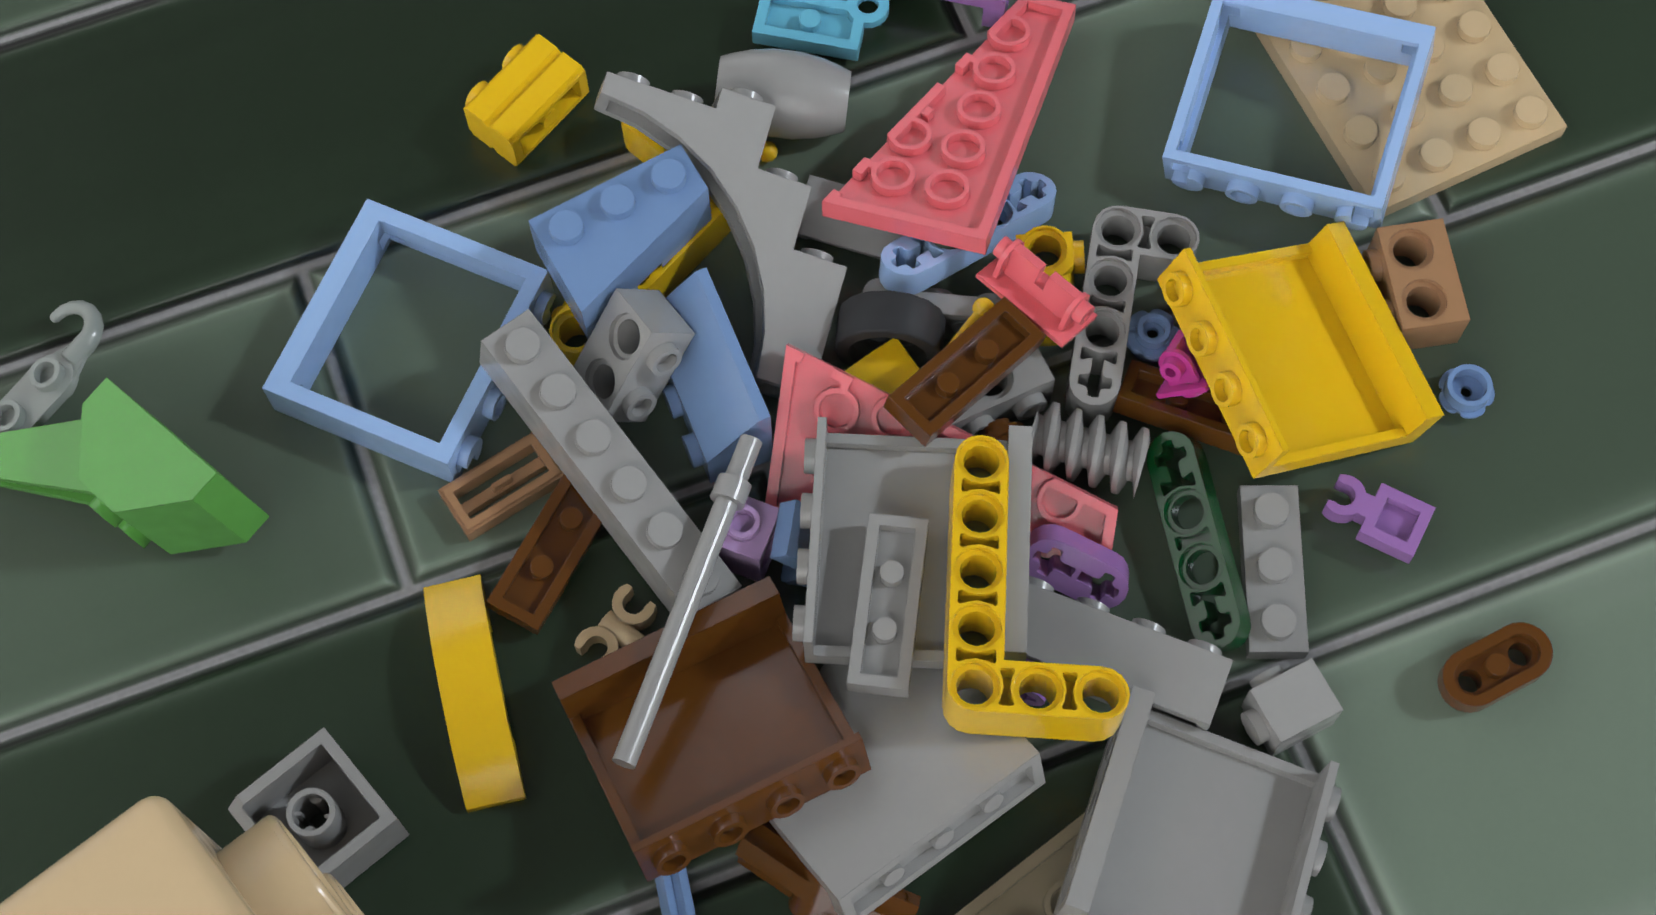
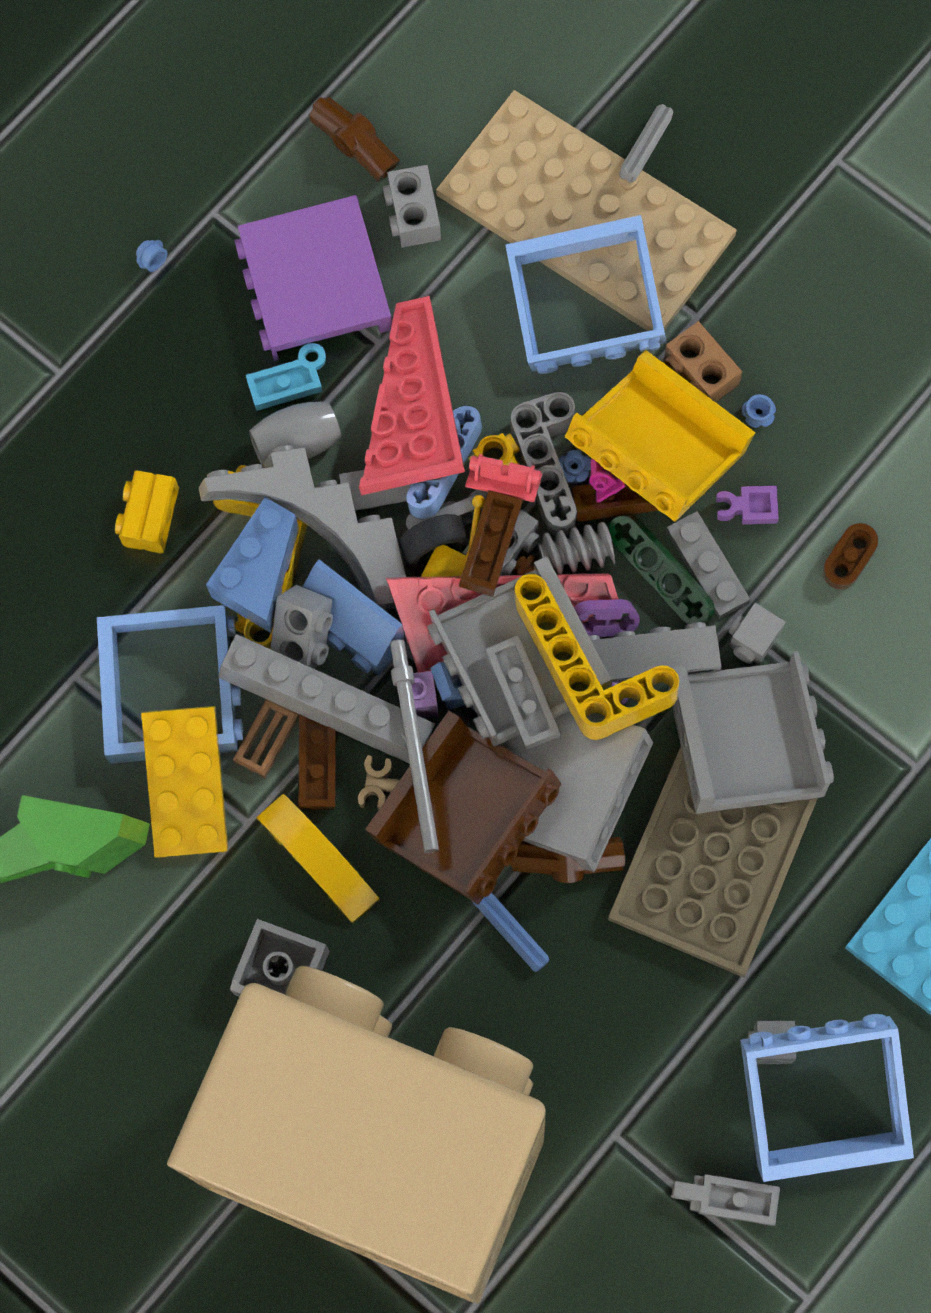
camera: 25 degrees left, 5 degrees up
(348, 482) = (184, 781): none -> yellow plate

